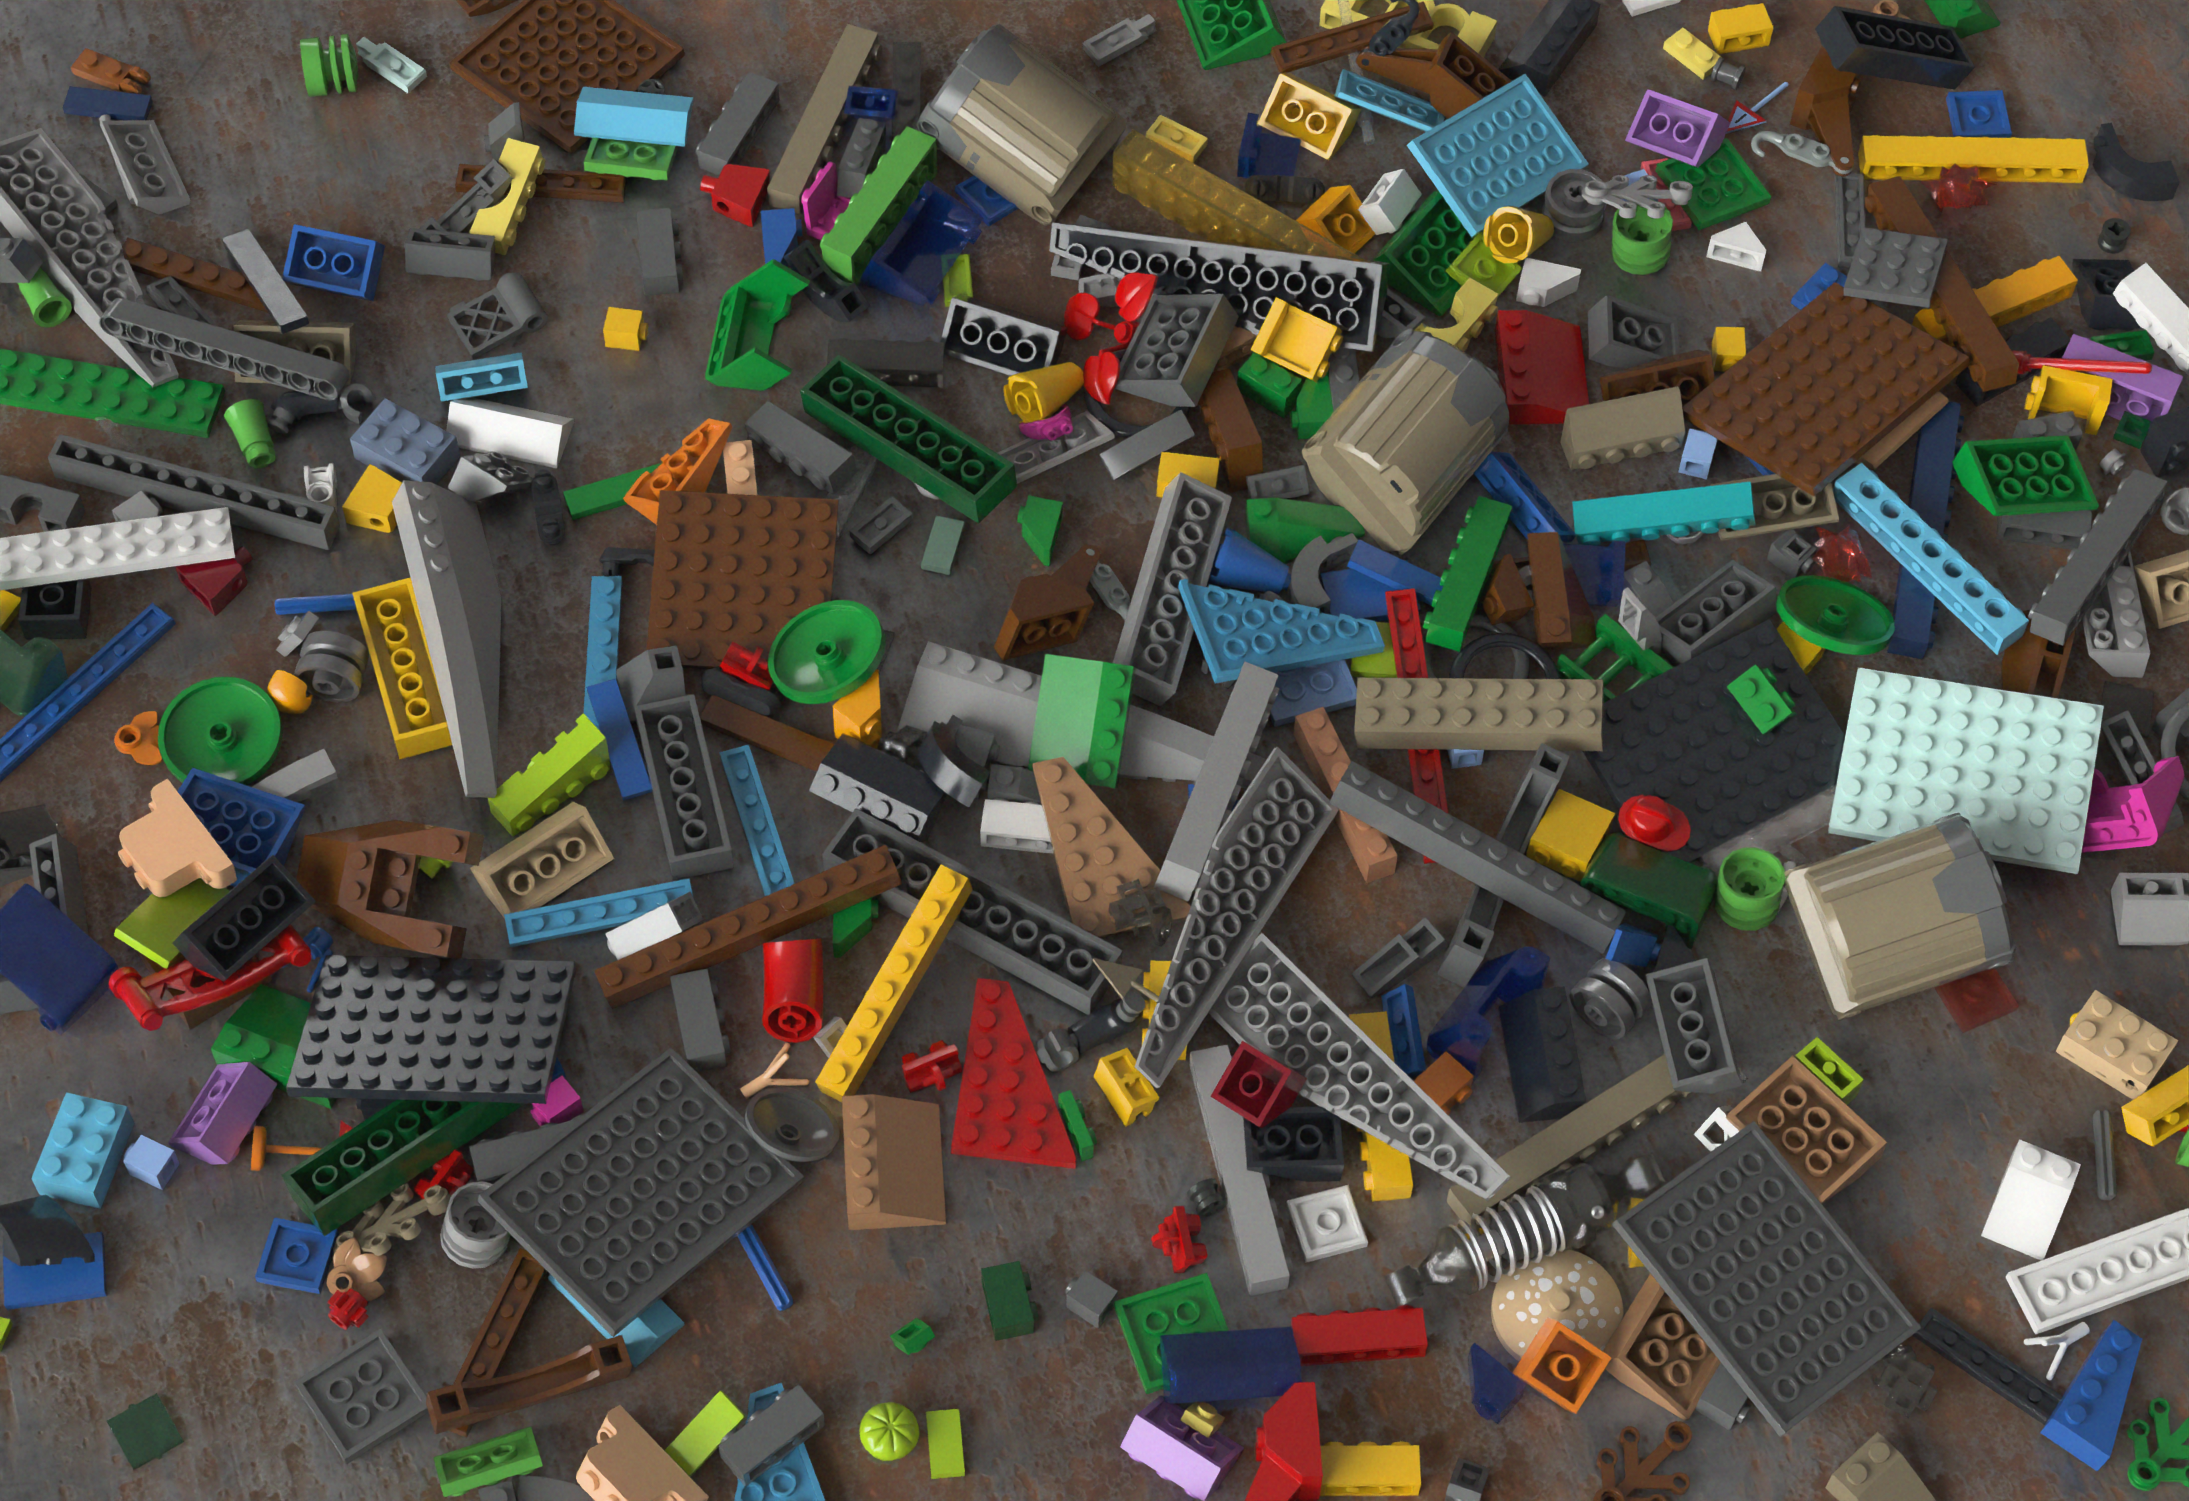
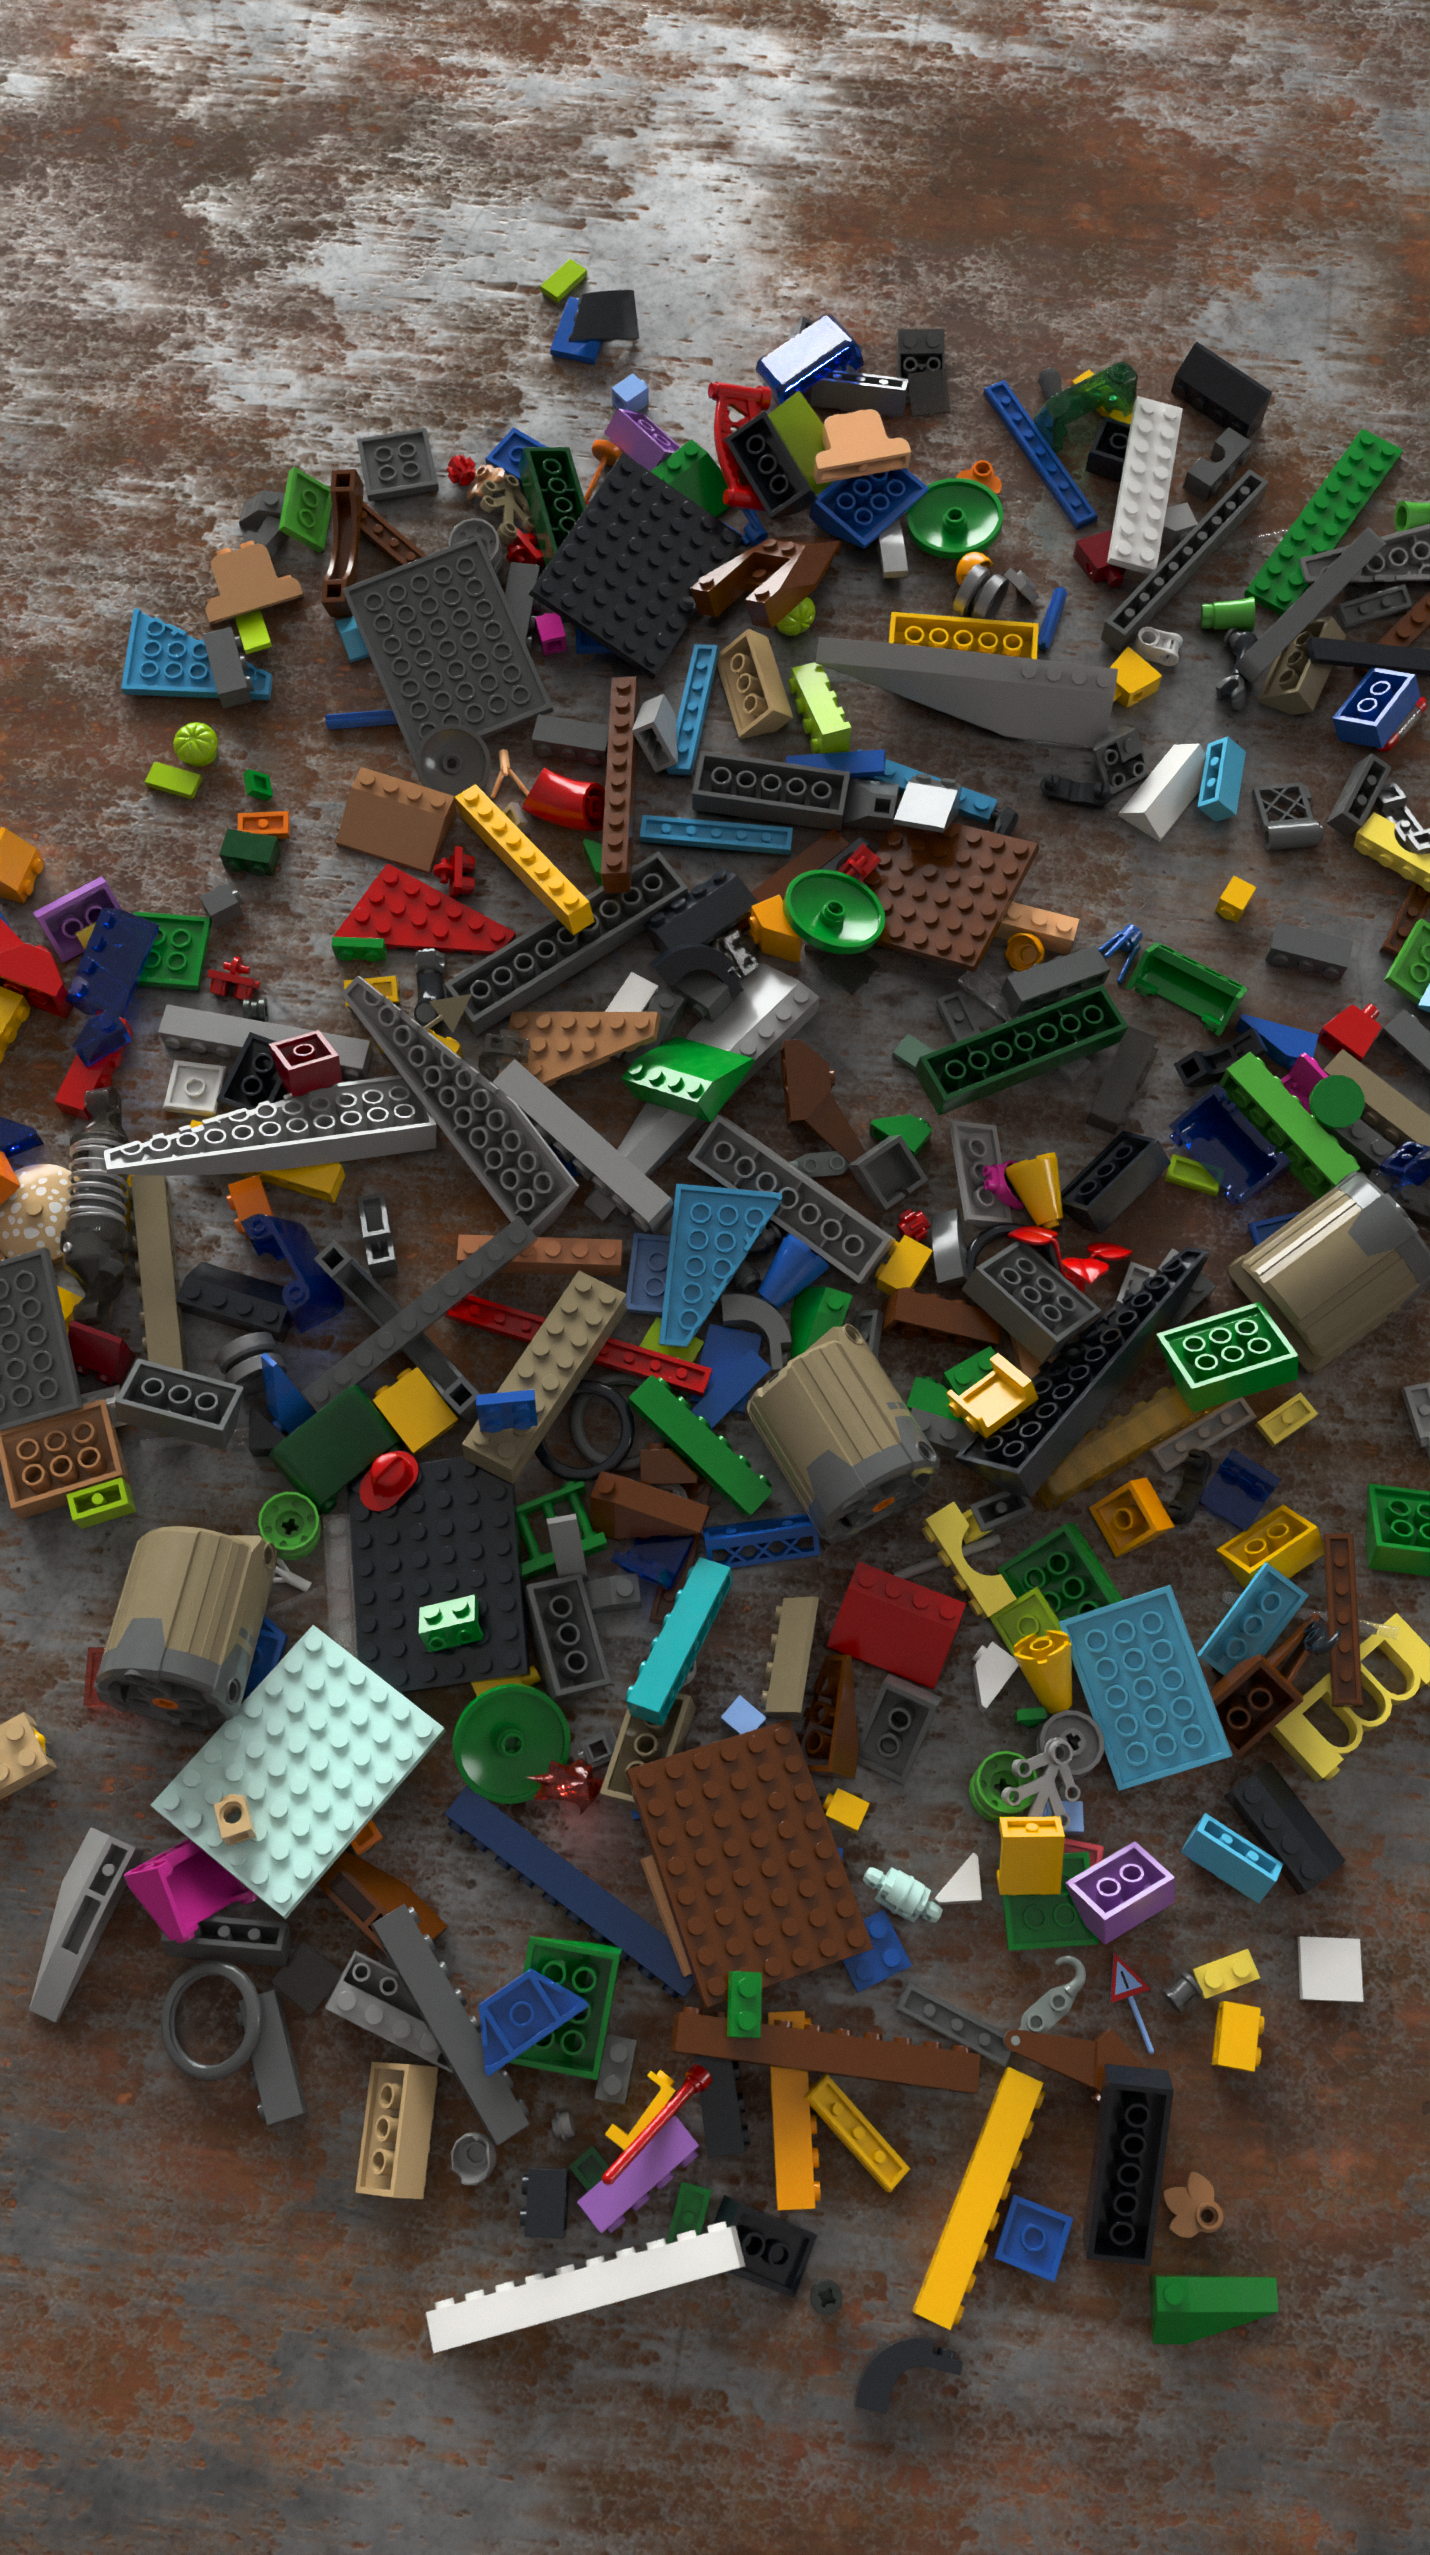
camera: 115 degrees right, 10 degrees up
(83, 1150) = (658, 360): medium azure brick -> none
(145, 1431) = (443, 350): clear green piece -> none
(404, 445) = (1173, 710): sand blue brick -> none
(602, 494) = (1074, 851): green tile -> none
(645, 617) = (929, 803): none -> slope
(685, 470) = (1059, 882): orange wedge -> none
(716, 407) = (1125, 940): none -> blue plant
(777, 482) = (1024, 951): none -> light orange hair
(847, 157) = (1337, 1101): none -> green tile
(963, 1305) = (266, 823): none -> orange plate
(1085, 517) = (887, 1169): none -> dark grey piece
(1139, 484) = (913, 1225): none -> red gear
(1161, 166) = (1228, 1356): none -> green slope
(1333, 1319) = (101, 1037): none -> clear blue slope
(1390, 202) = (1134, 1568): white brick -> none
(1404, 1030) = (312, 1206): blue plate -> none
(1557, 686) = (506, 1410): none -> blue plate
(1564, 244) = (1030, 1717): none -> green tile
(1600, 66) = (1232, 1858): none -> medium azure brick
(1676, 1145) = (99, 1354): none -> dark red slope
(1695, 179) = (1030, 1855): none -> yellow panel
(1774, 283) = (902, 1894): none -> light aqua piece
(1895, 267) = (853, 2007): dark grey plate -> none
(1933, 572) = (416, 1876): medium azure brick -> none
(1949, 330) = (744, 2004): none -> green plate
(1958, 188) = (940, 2151): clear red hair -> none
(1984, 249) = (856, 2133): none -> yellow tile
(2055, 764) = (241, 1830): none -> tan brick
(2060, 492) = (523, 2016): none -> blue wing

